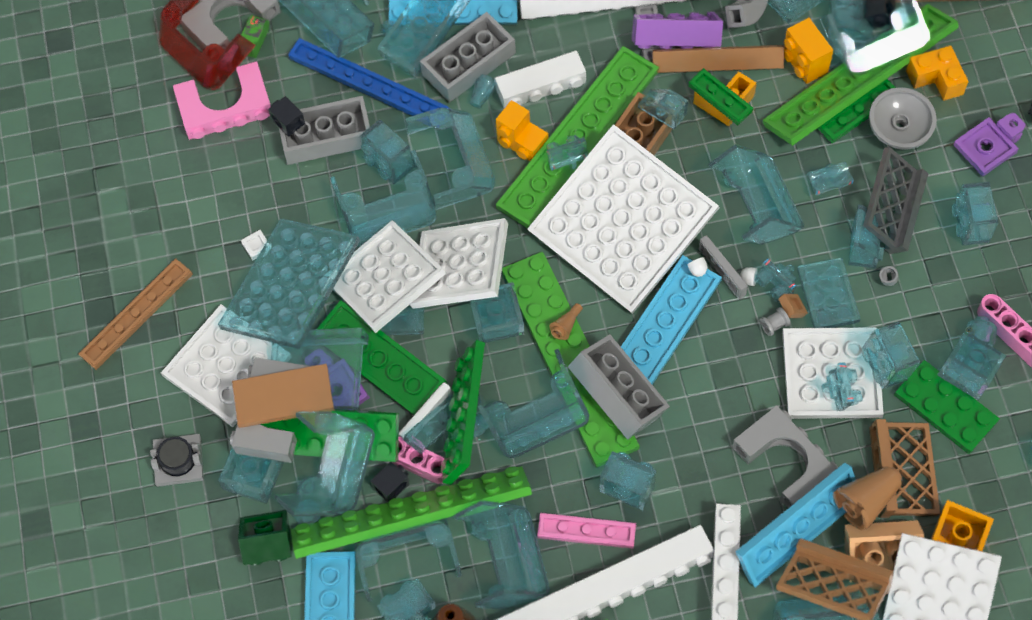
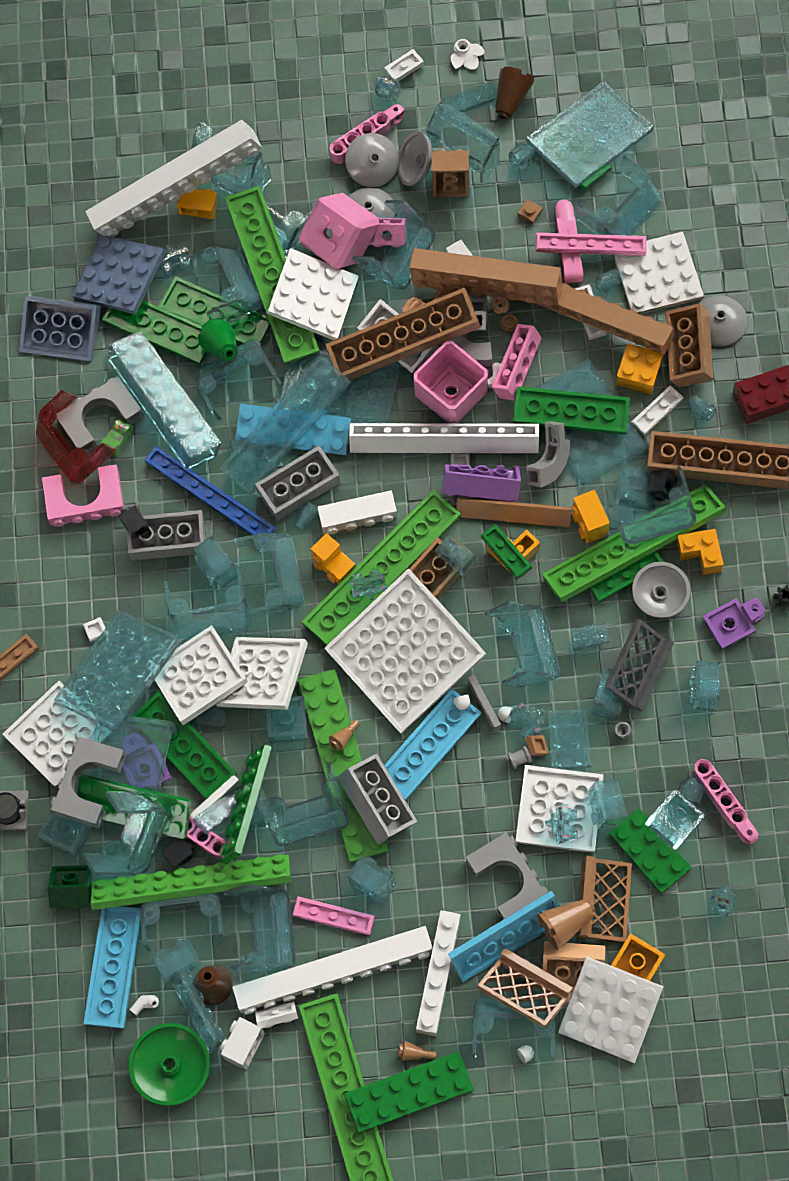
camera: 10 degrees right, 5 degrees up
(282, 395) = (97, 773): medium nougat tile -> none

